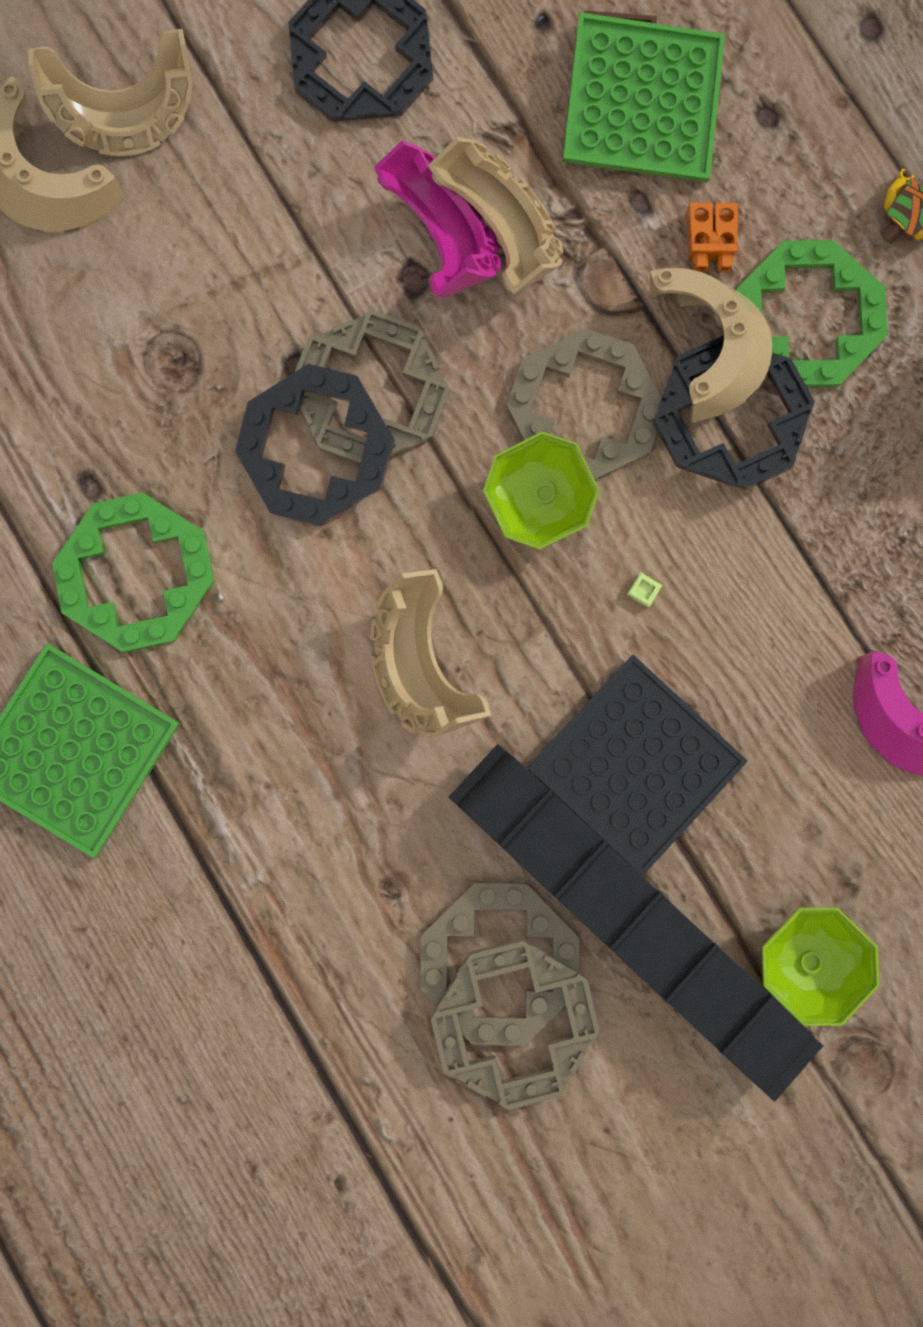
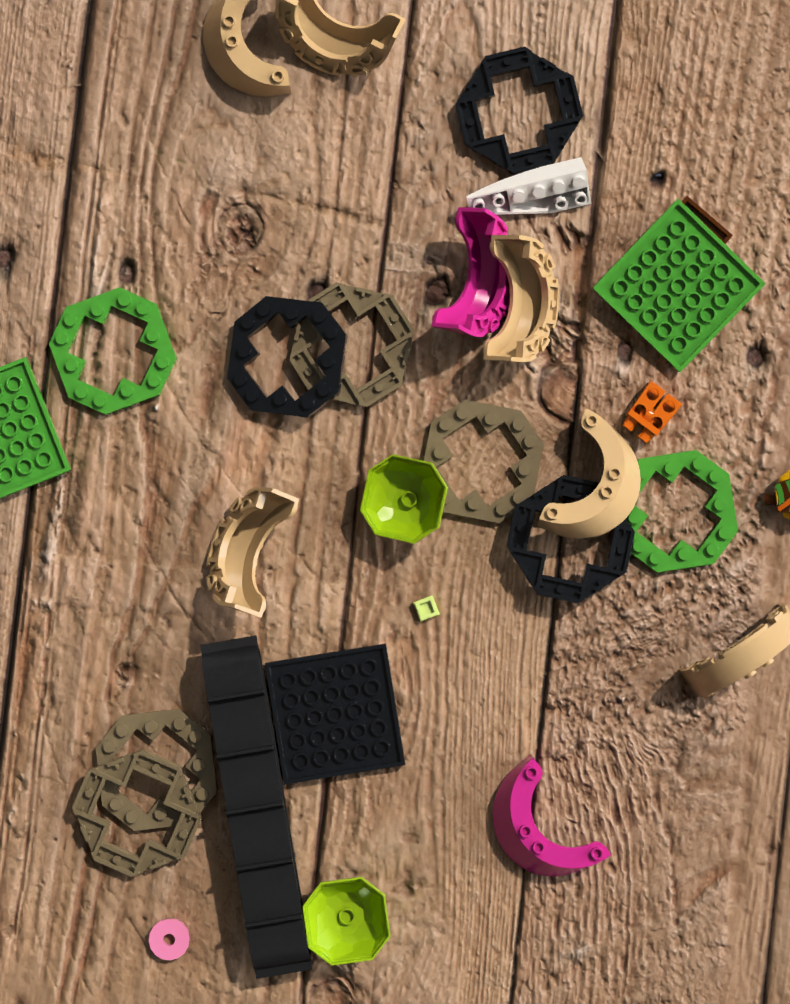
camera: 40 degrees right, 5 degrees up
(442, 103) = (537, 190): none -> white wedge
(653, 1147) = (160, 947): none -> bright pink tile

